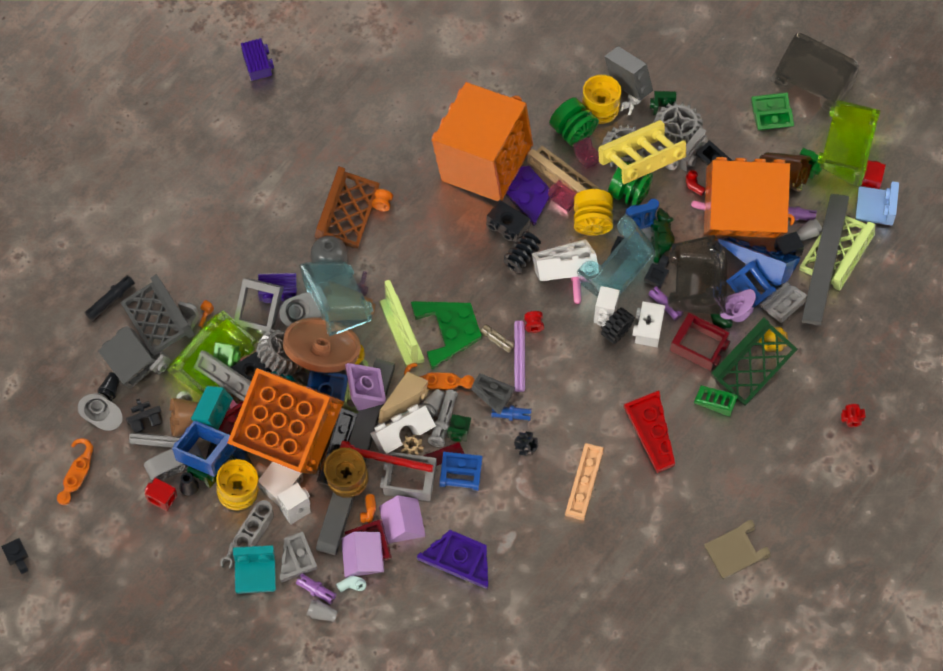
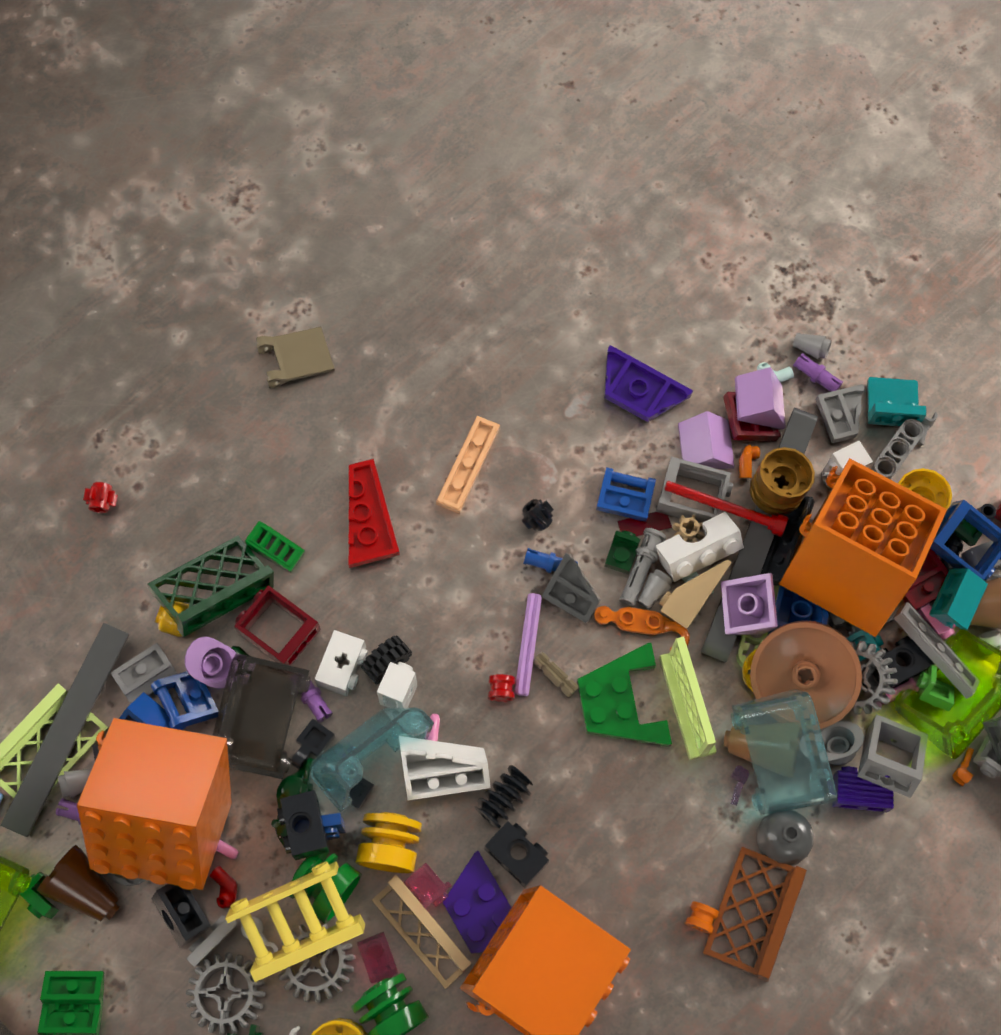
camera: 175 degrees left, 5 degrees up
(649, 209) = (314, 839): none -> black brick

